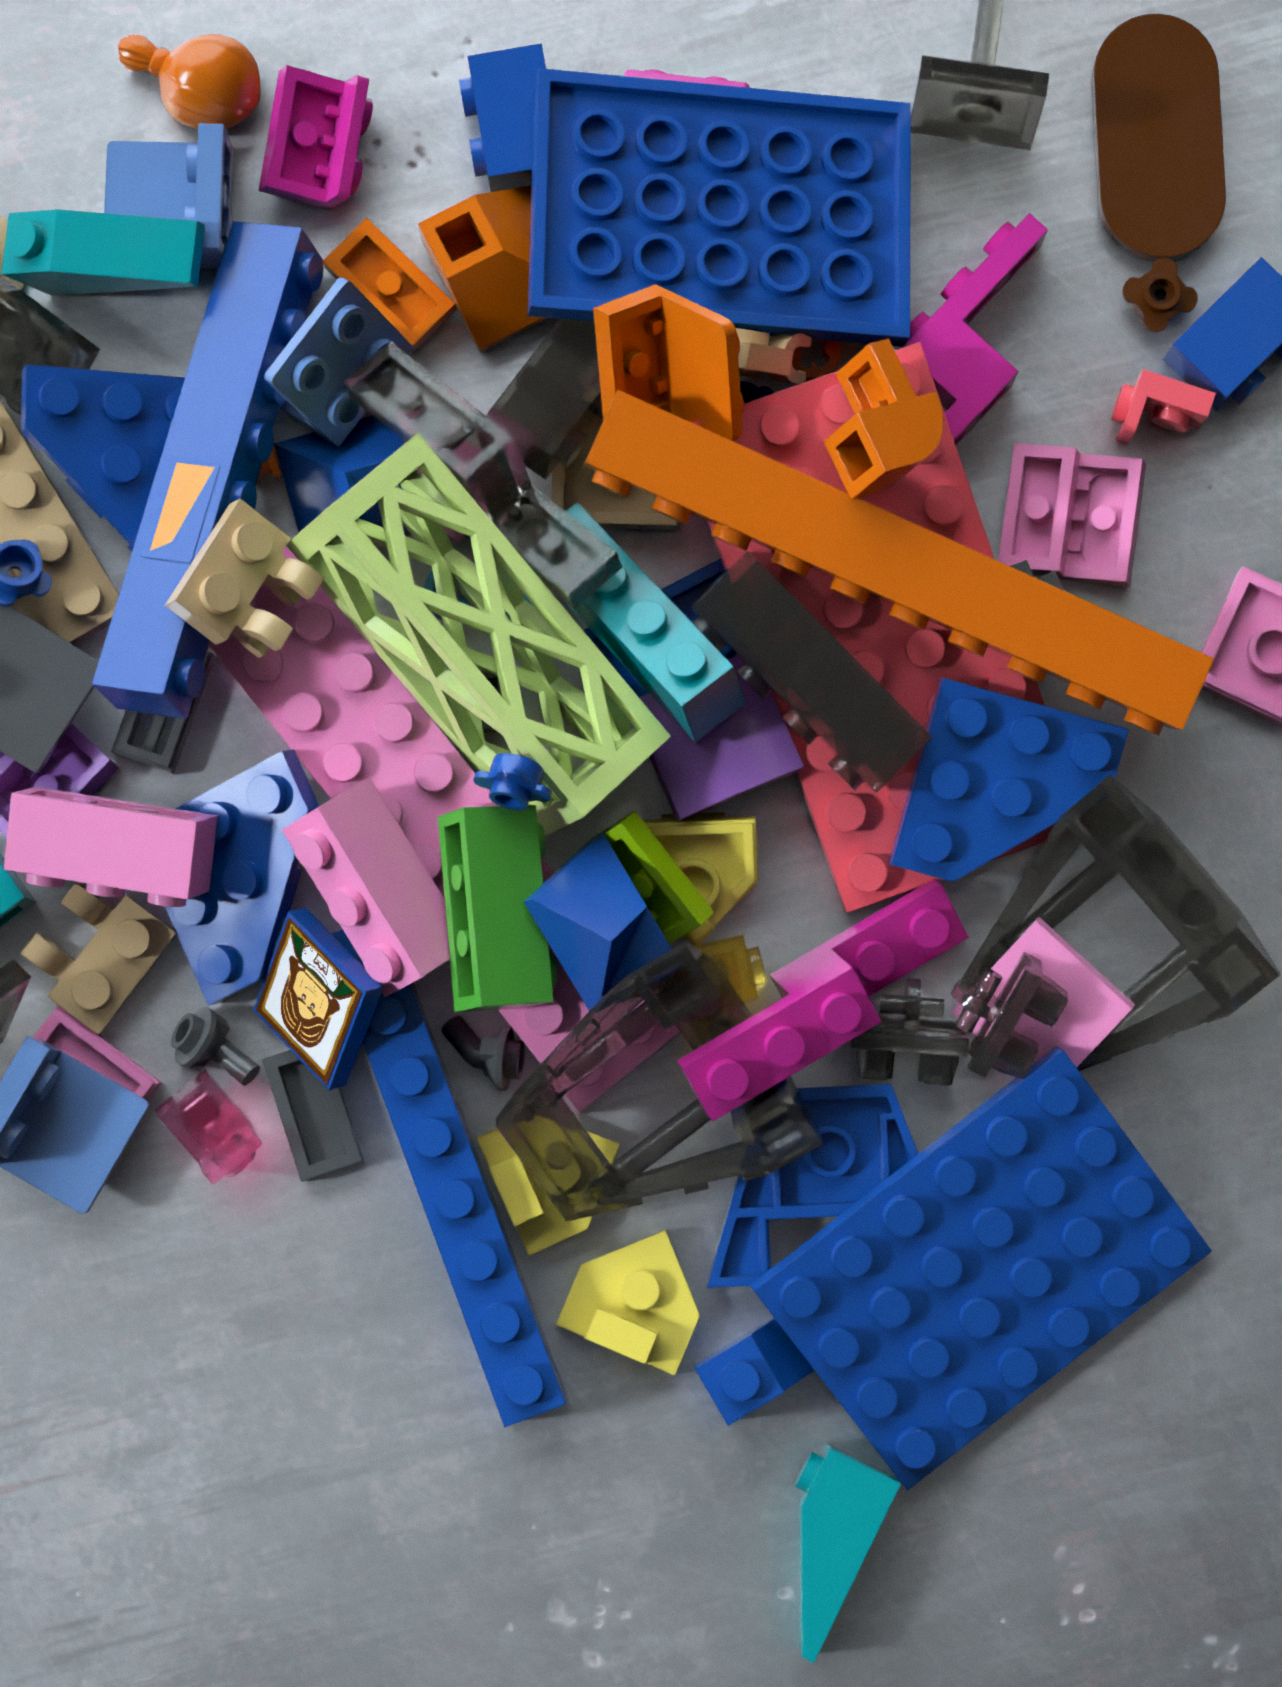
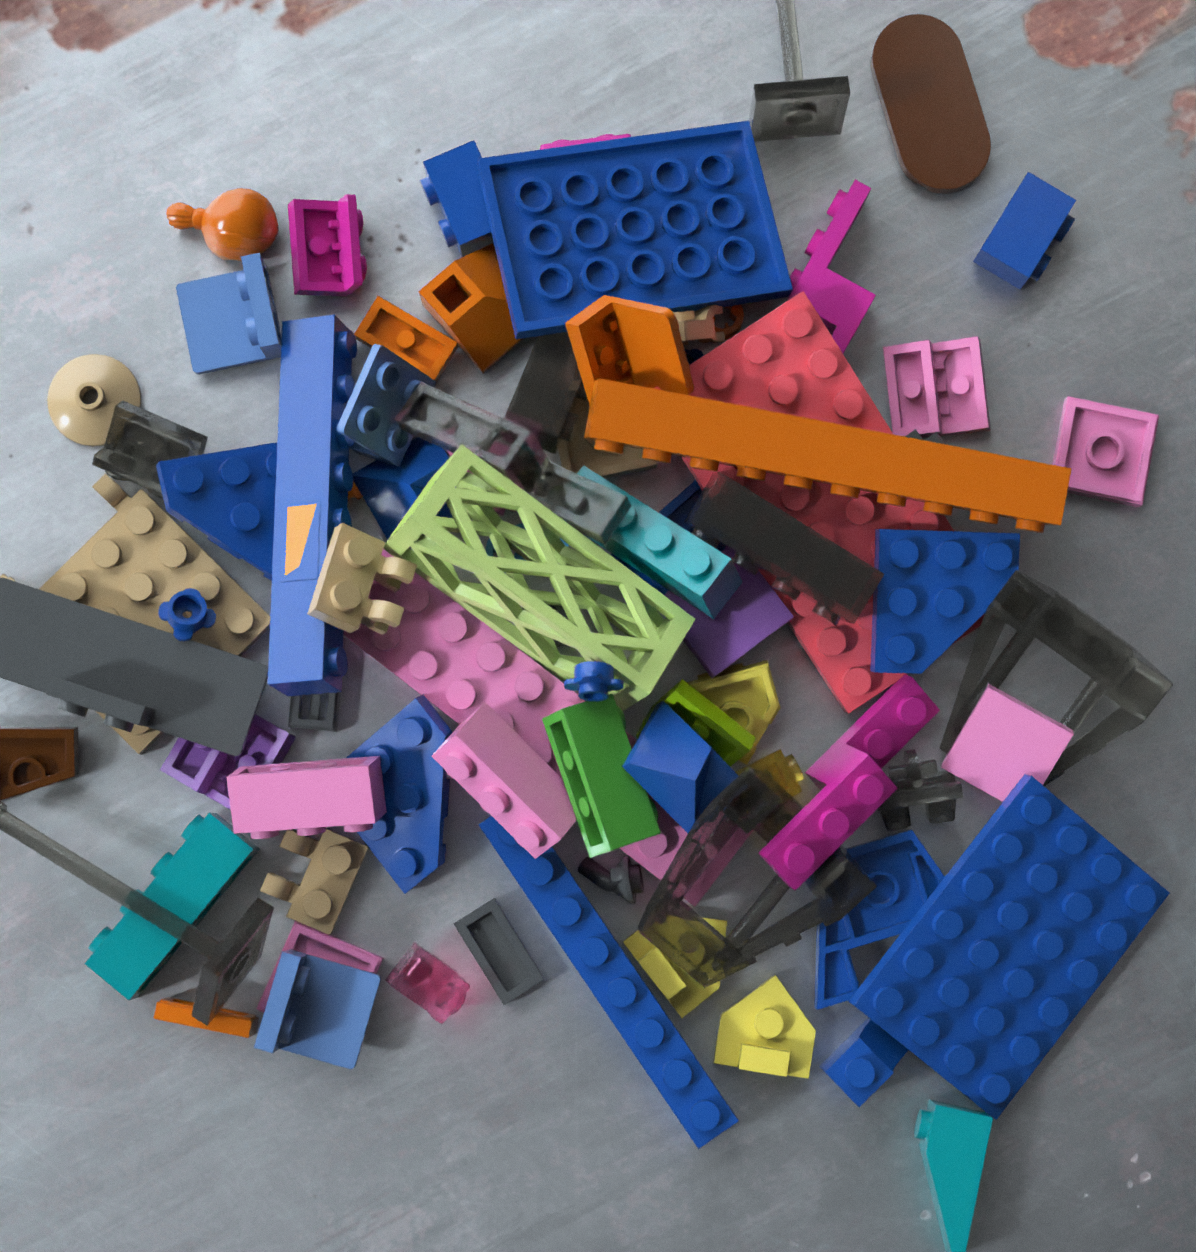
camera: 20 degrees left, 0 degrees up
(101, 252) = (192, 366): teal slope -> none
(202, 1038) = (406, 918): dark grey plate -> none
(317, 998) = (485, 870): tile -> none
(890, 423) = (802, 356): orange brick -> none
(1024, 992) = (981, 781): clear smoke hips -> none
(1156, 312) = (959, 229): reddish brown plate -> none
(1171, 402) = (986, 290): coral bracket -> none

